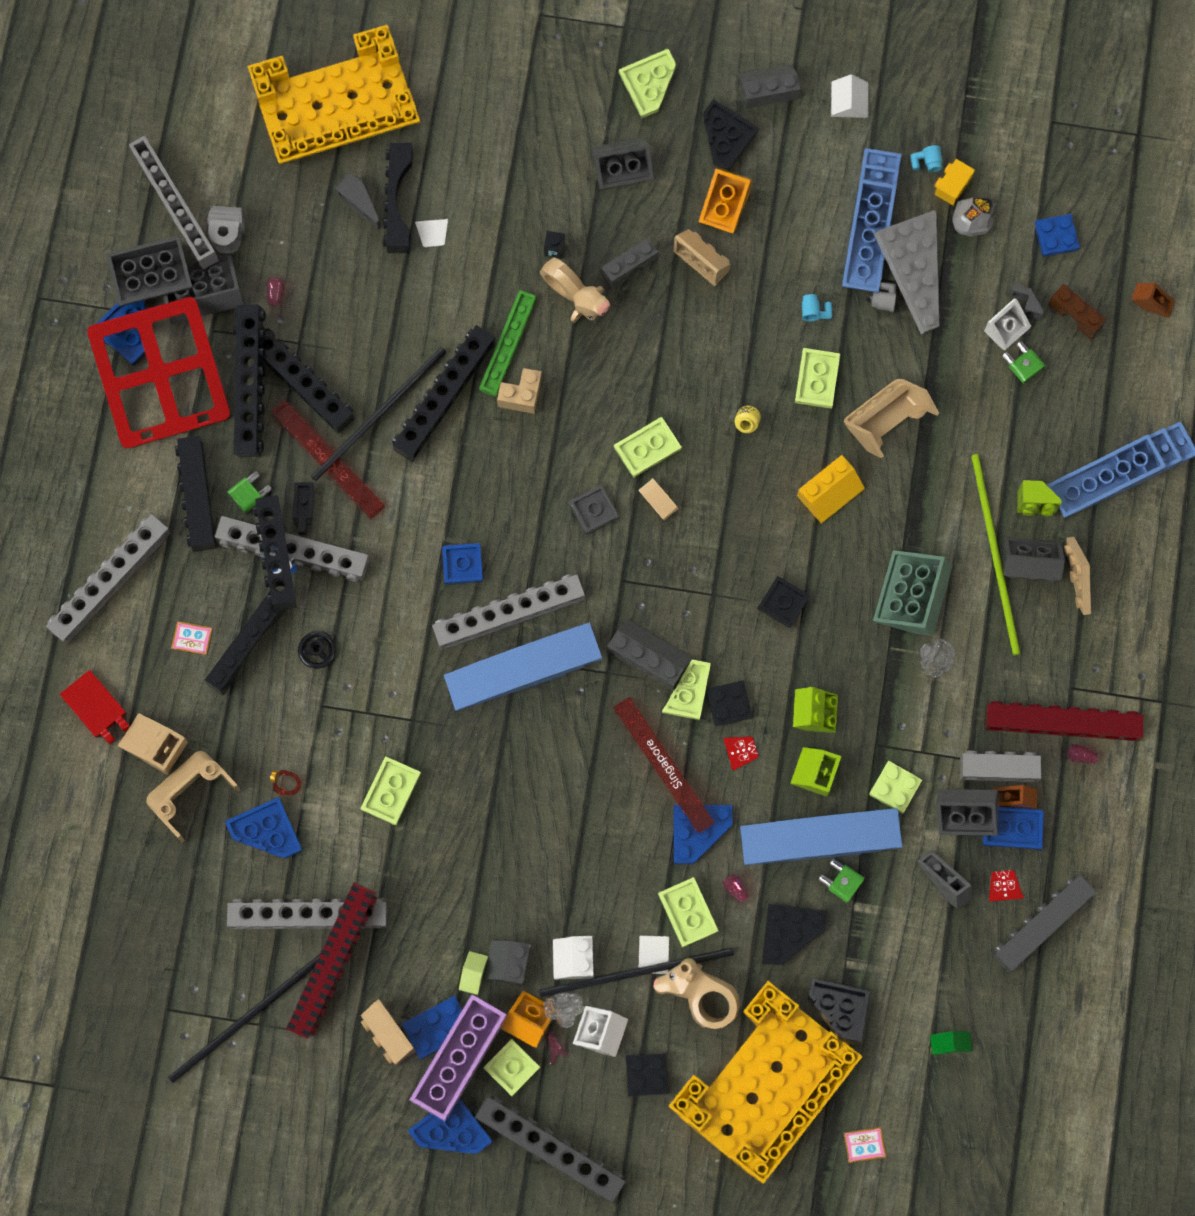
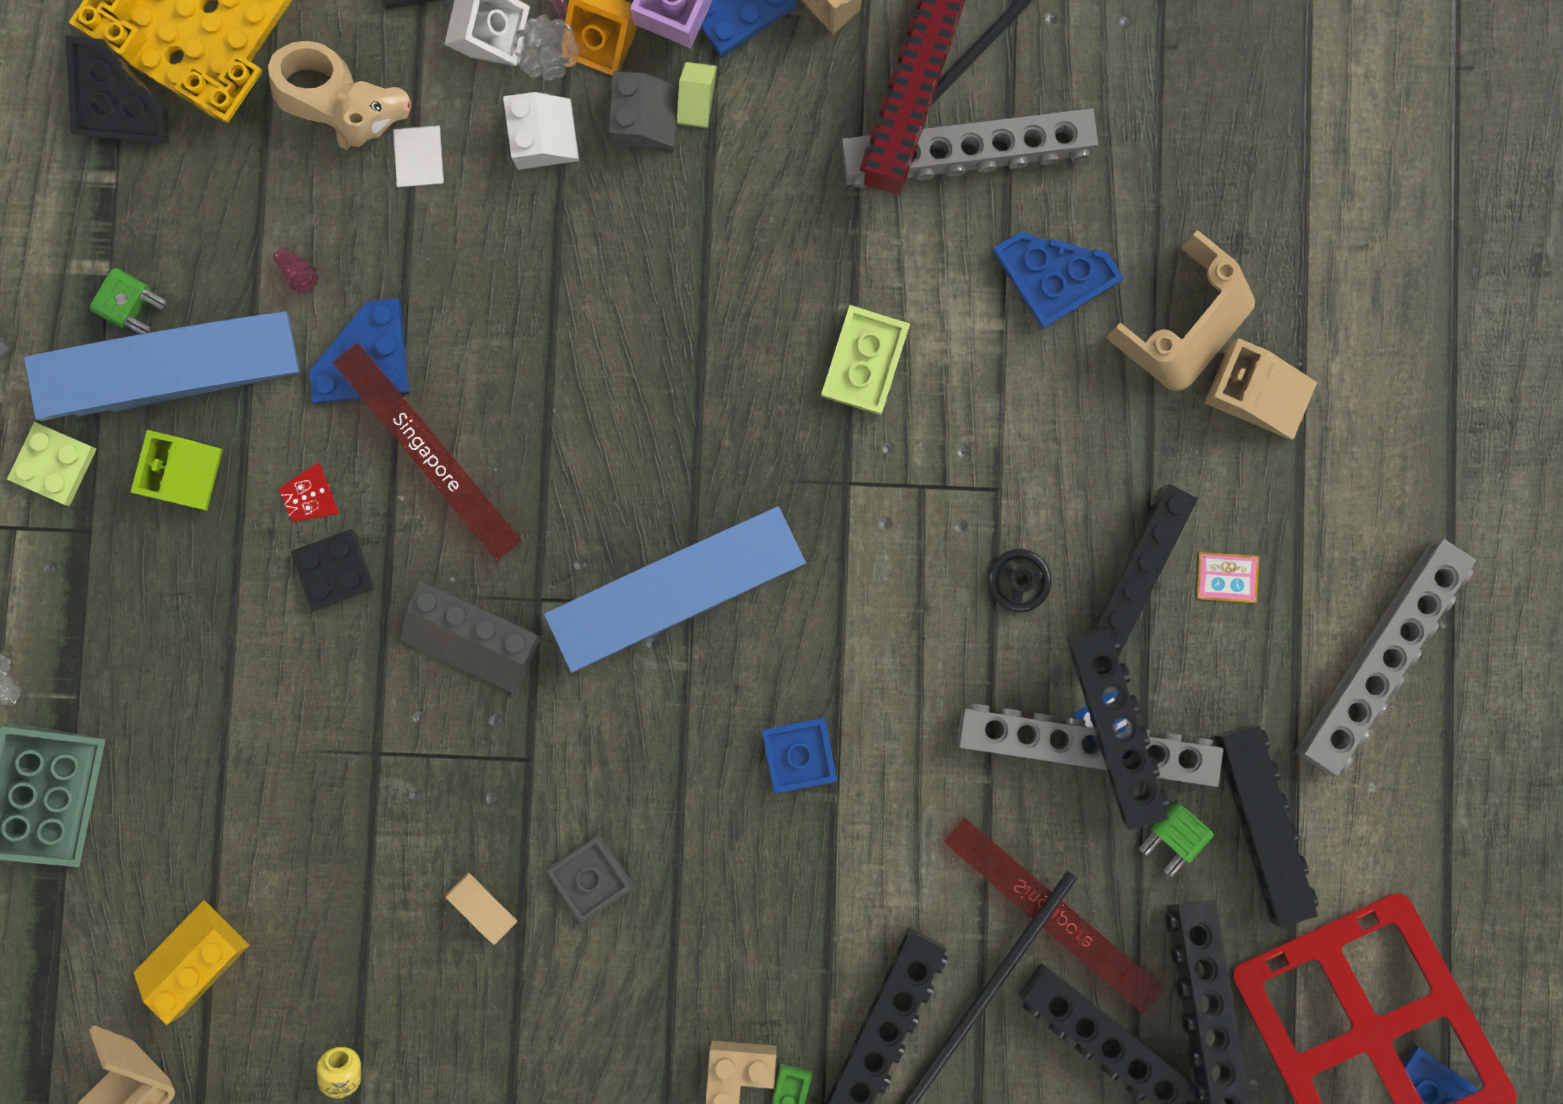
camera: 175 degrees right, 10 degrees up
(94, 706) = (1364, 442): red tile -> none
(274, 779) = (1056, 354): clear red piece -> none
(303, 505) = (1081, 825): black hinge -> none
(483, 627) = (605, 724): light grey brick -> none
(633, 973) = (434, 125): black piece -> none
(647, 447) = (509, 1001): yellowish green plate -> none
(688, 912) = (367, 223): yellowish green plate -> none
(690, 692) = (396, 573): yellowish green wing -> none
(783, 602) = (254, 752): black plate -> none
(790, 931) = (205, 214): black plate -> none
(815, 710) = (187, 572): lime slope -> none

